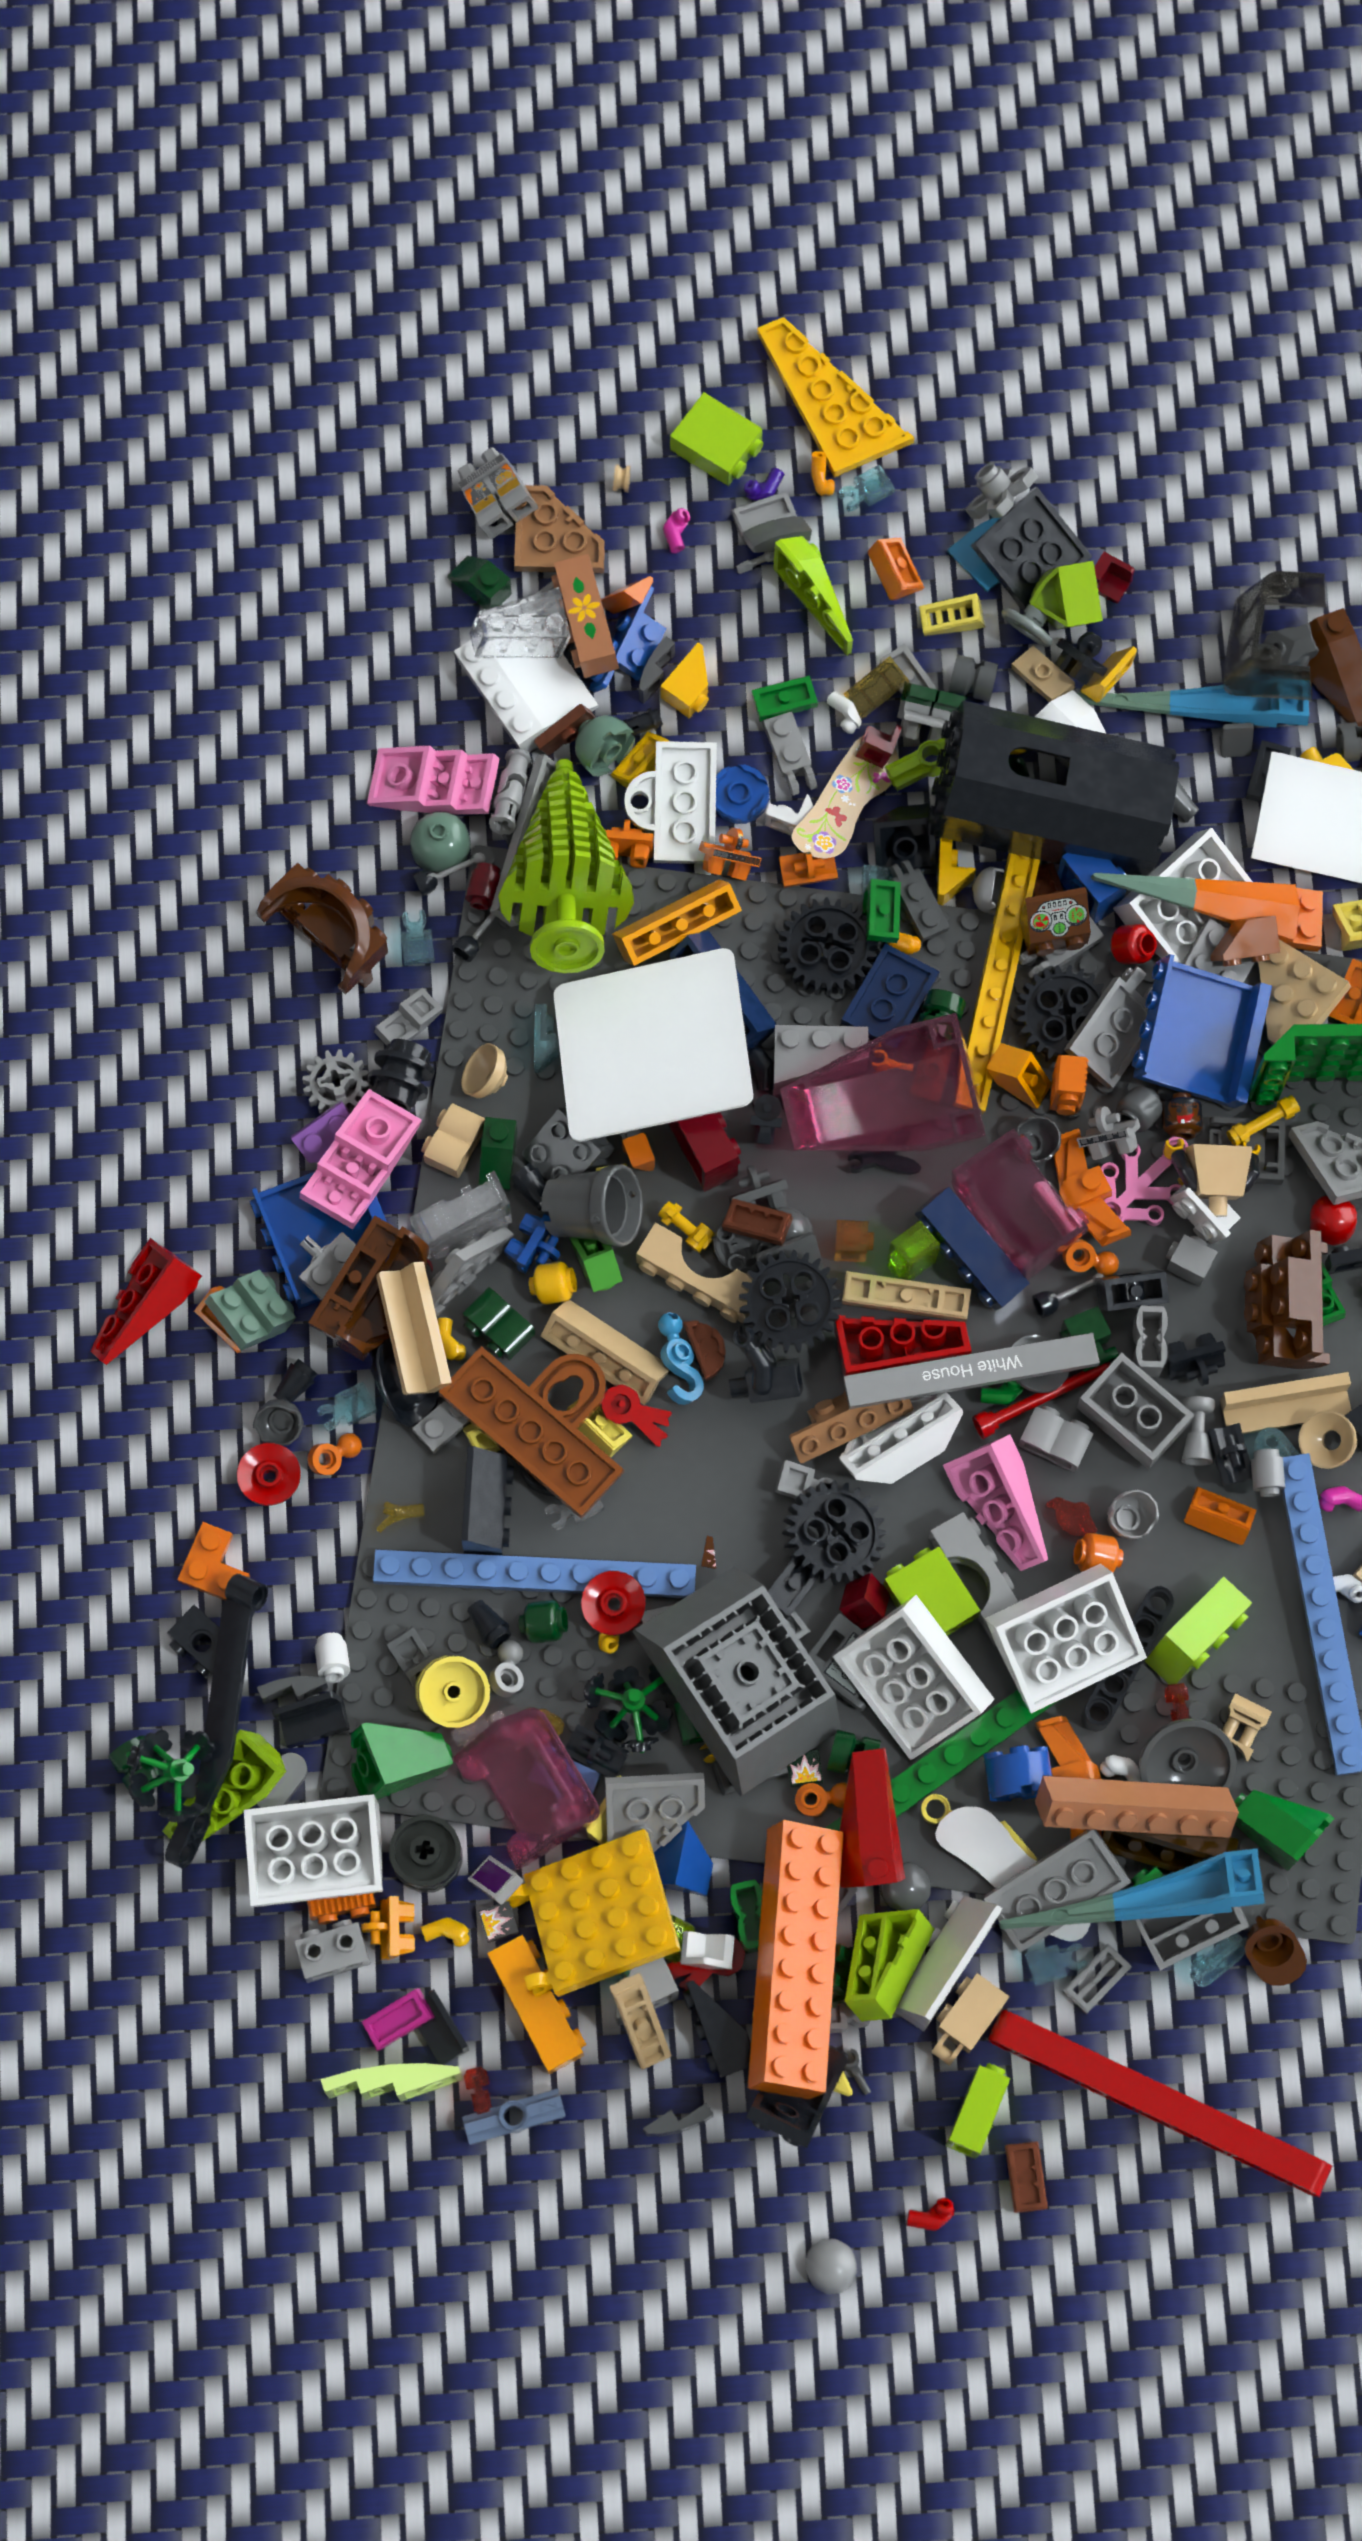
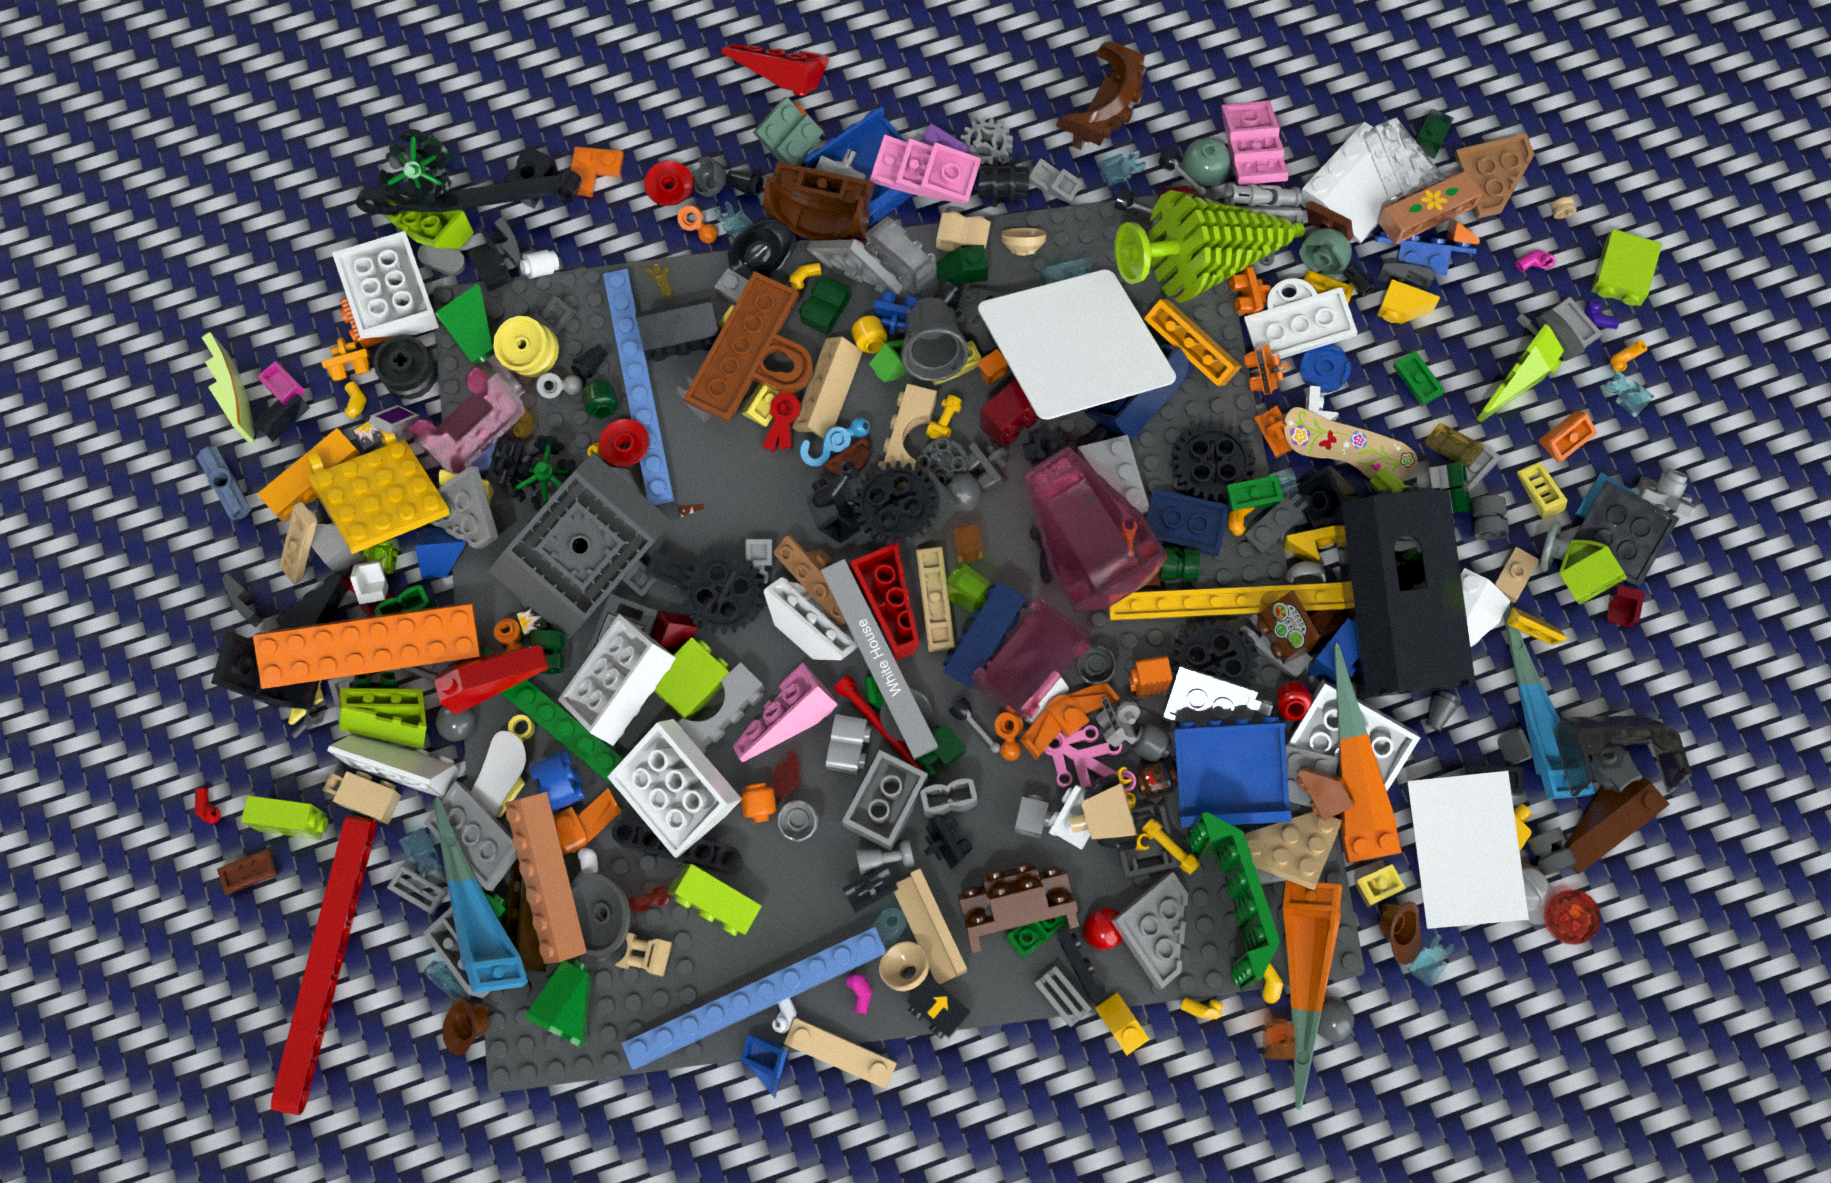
camera: 80 degrees right, 0 degrees up
(332, 1951) = (320, 324): light grey brick -> none
(414, 1329) = (793, 235): tan panel -> none
(476, 2079) = (236, 453): clear red piece -> none
(488, 484) = (1513, 115): light grey hips -> none
(757, 1222) = (954, 461): copper plate -> none
(789, 750) = (1375, 395): light grey hinge -> none
(831, 404) = (1690, 353): yellow wing -> none
(831, 2266) = (154, 741): light grey hair -> none
(849, 711) = (1427, 428): white arm -> none
(878, 746) = (1403, 458): dark red panel -> none
(1019, 1074) = (1148, 634): light orange slope -> none
(1079, 661) = (1539, 596): black hips -> none
(1132, 1290) = (988, 773): black brick -> none
(1220, 1516) = (820, 895): orange slope -> none
(1267, 1472) = (858, 920): light grey brick -> none

